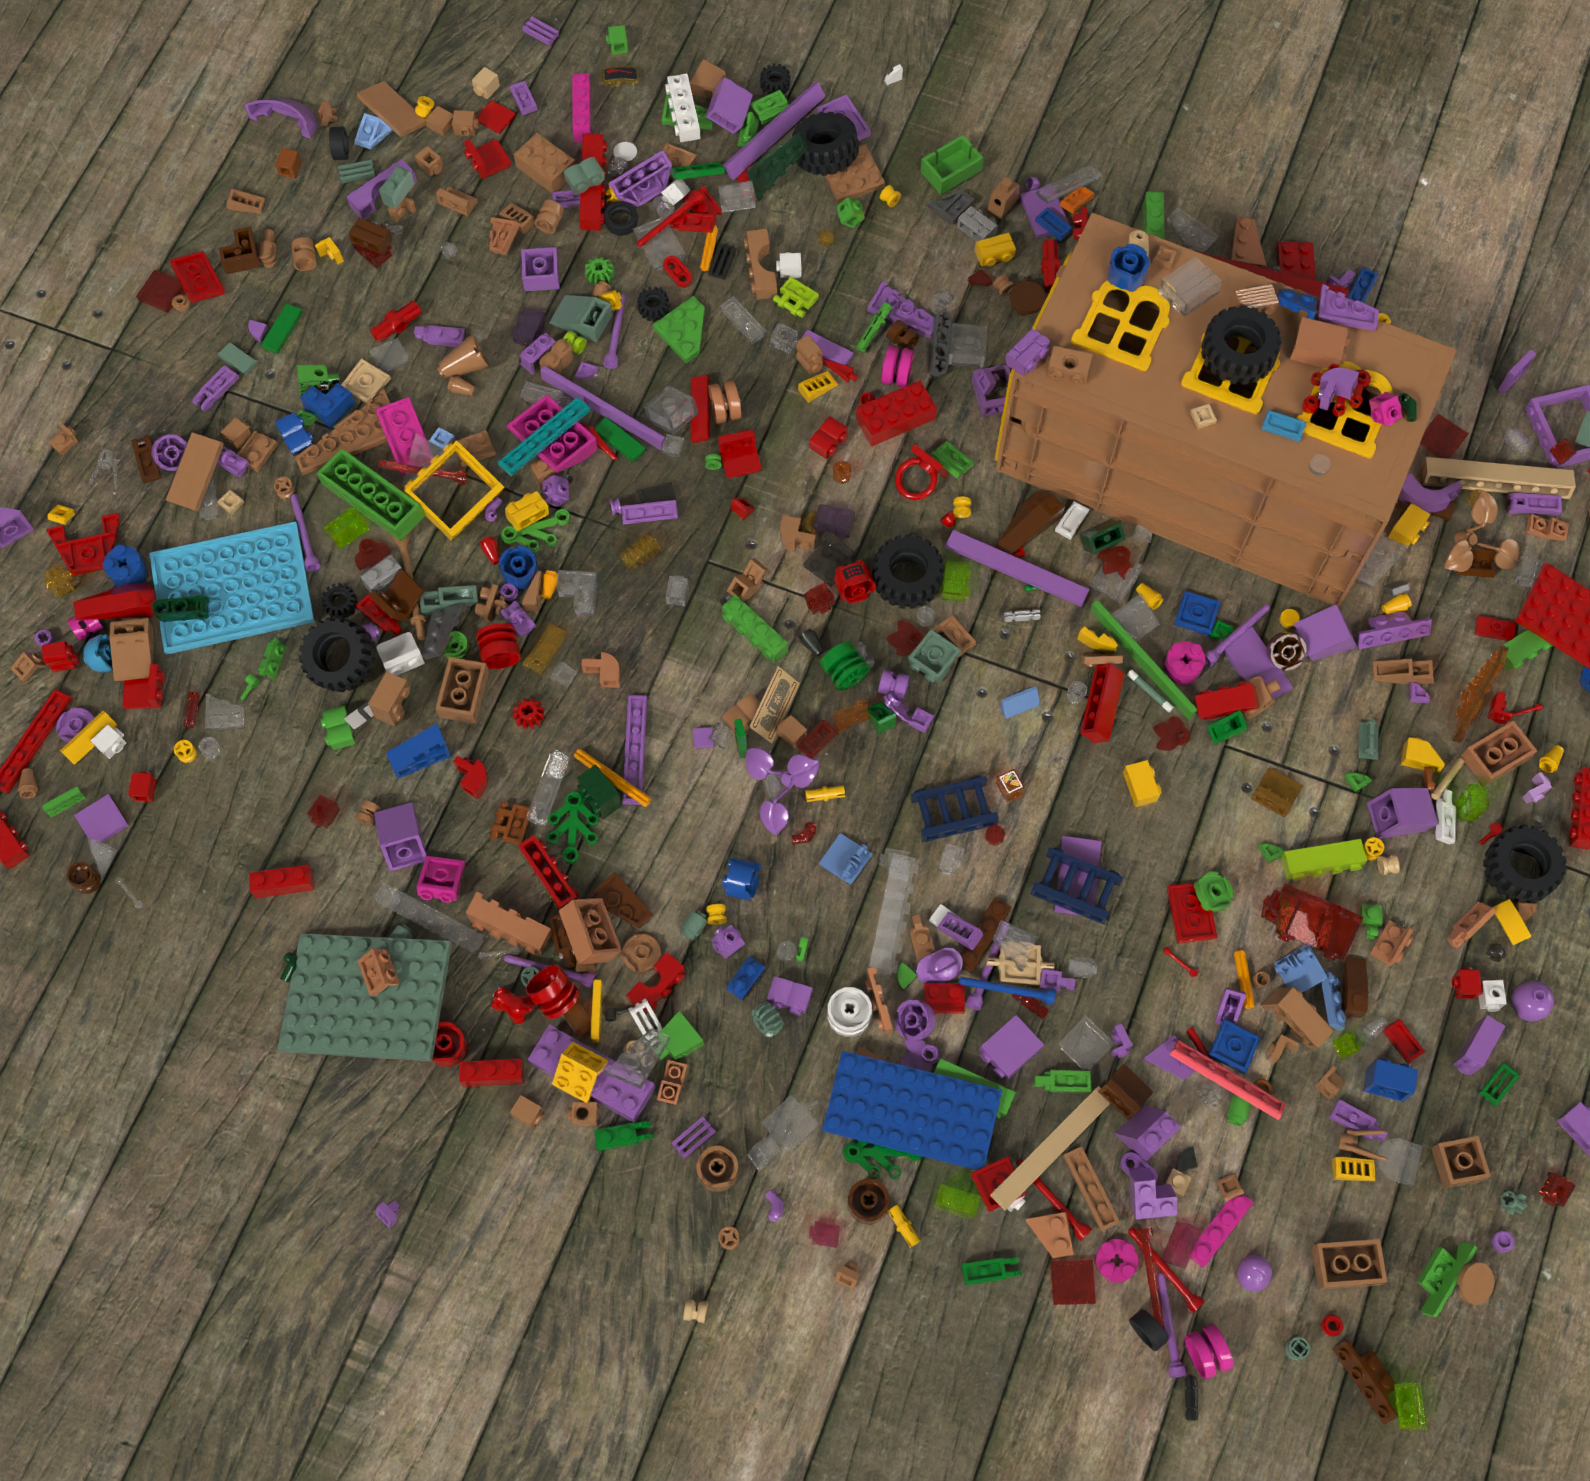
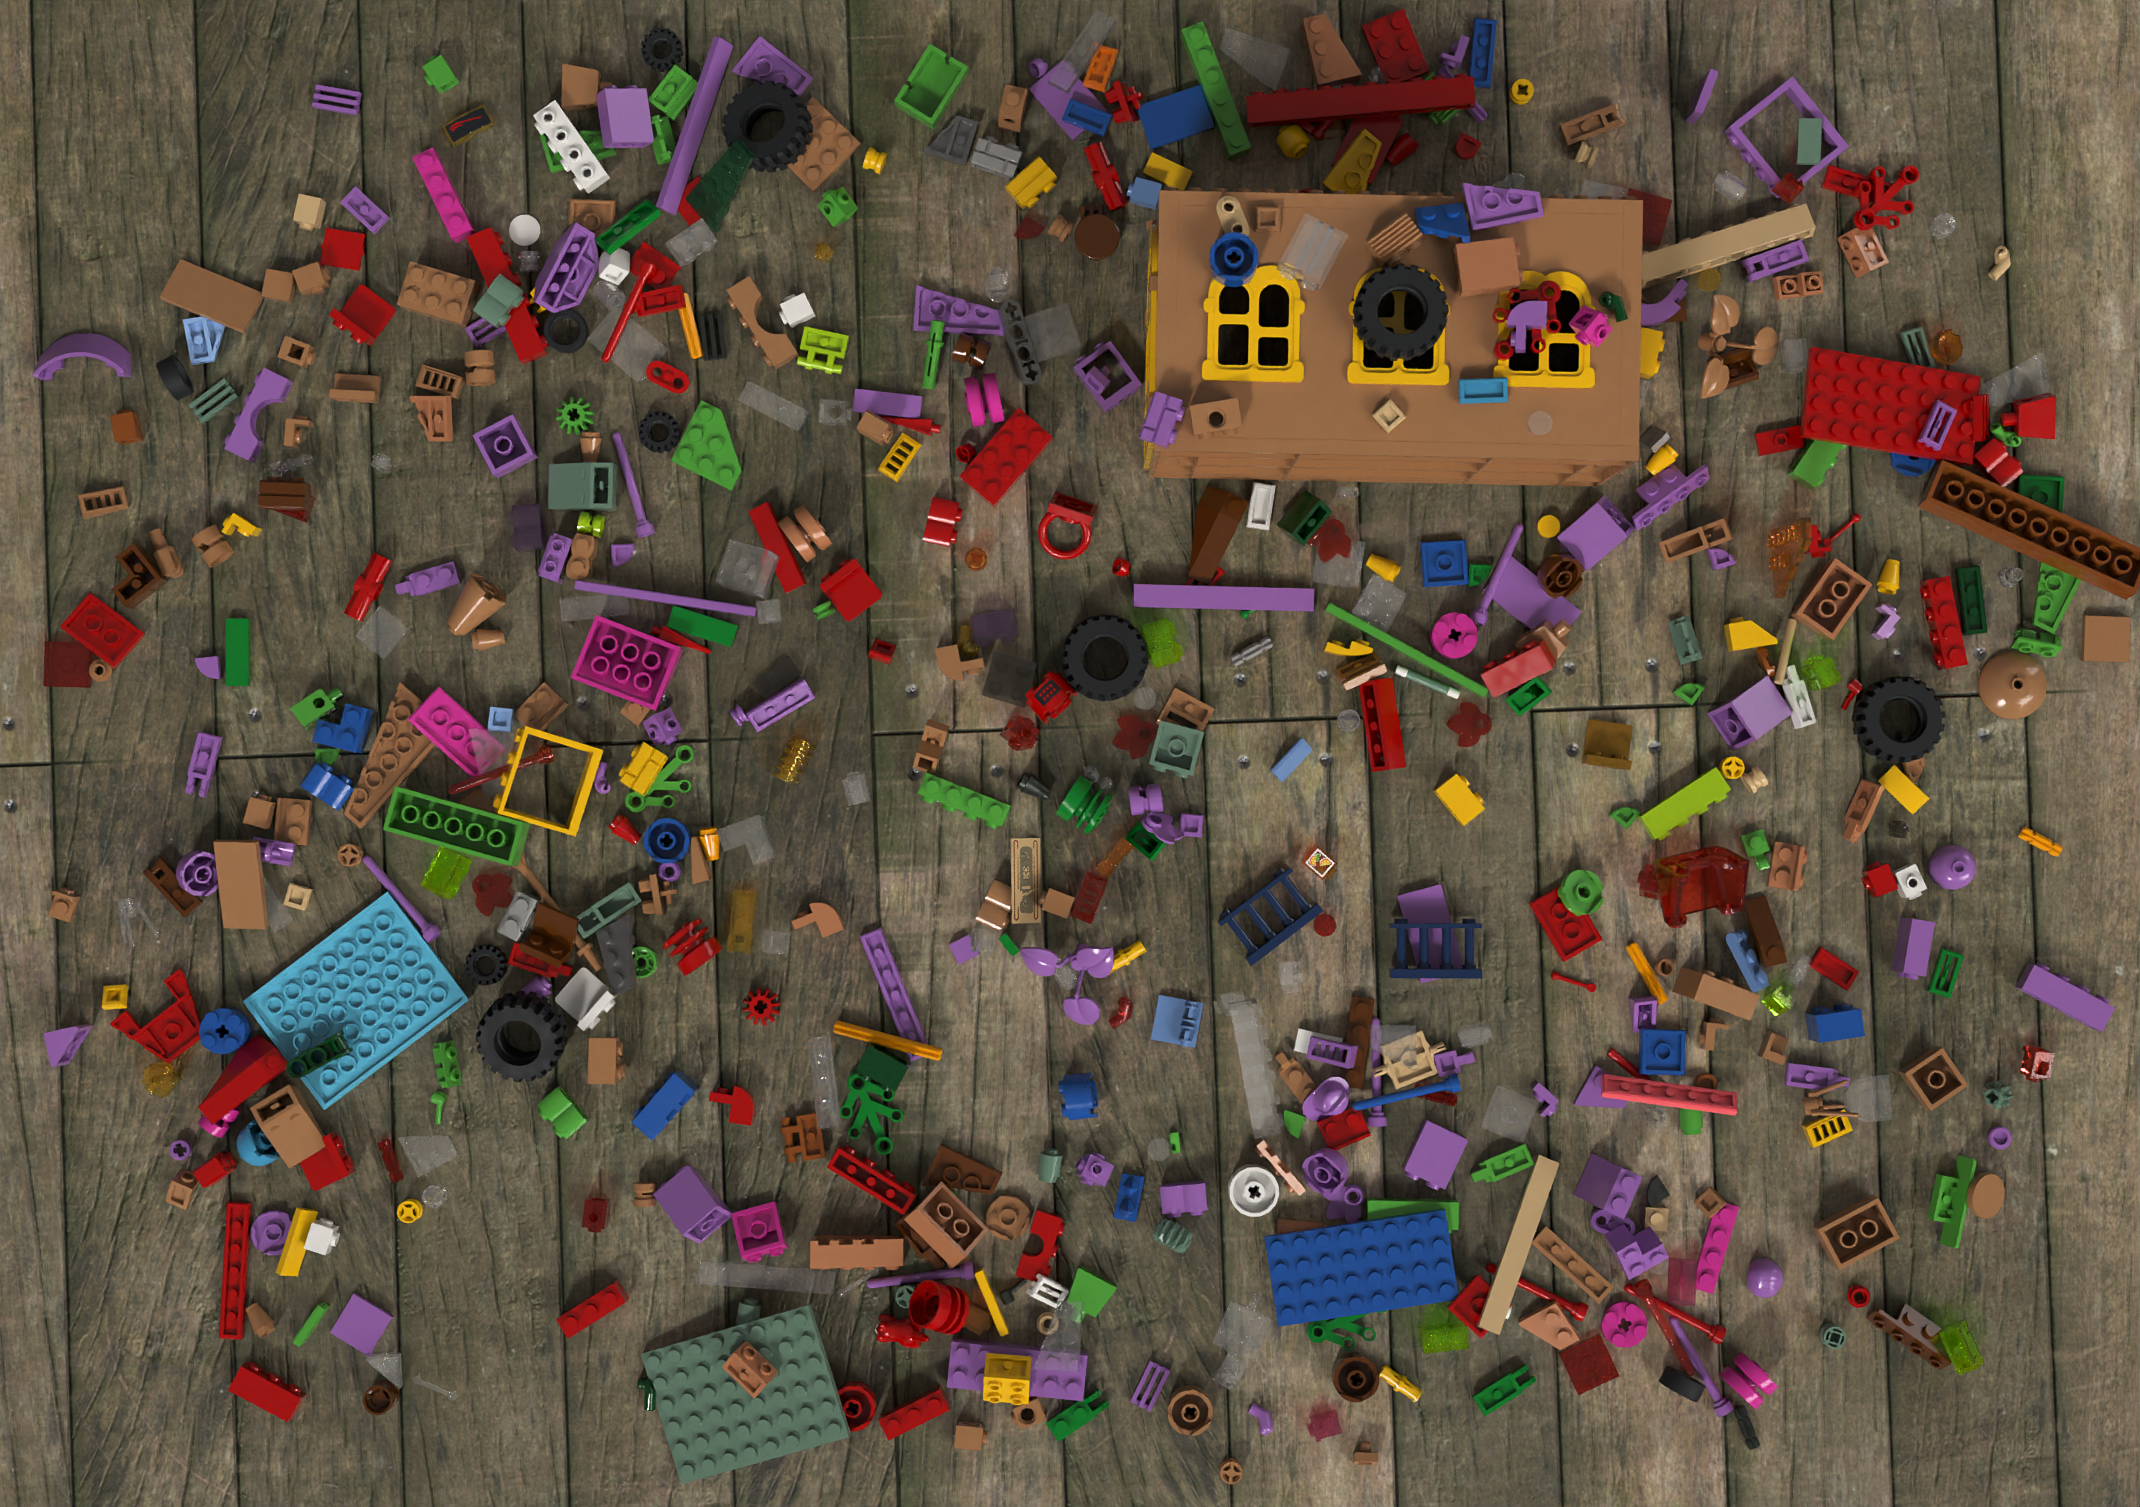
camera: 20 degrees left, 20 degrees up
(142, 787) = (386, 1270): red brick -> none
(237, 359) = (207, 714): sand green tile -> none
(326, 114) = (134, 339): medium nougat tile -> none
(359, 716) = (579, 1089): white sticker -> none
(366, 381) = (372, 679): tan tile -> none
(396, 187) = (281, 416): sand green brick -> none
(424, 106) = (254, 281): yellow wheel -> none
(462, 690) = (677, 1013): medium nougat brick -> none
(518, 618) = (696, 902): medium lavender hips -> none
(544, 436) = (621, 673): teal tile -> none
(612, 297) = (609, 451): yellow tile -> none
(672, 1082) = (1102, 1339): nougat slope -> none
(716, 914) = (1068, 1143): yellow wheel -> none
(952, 459) = (1095, 490): bright green plate -> none
(962, 507) = (1131, 546): yellow wheel -> none
(1126, 1092) = (1570, 1150): reddish brown bracket -> none
(1301, 969) = (1702, 941): medium blue hinge -> none

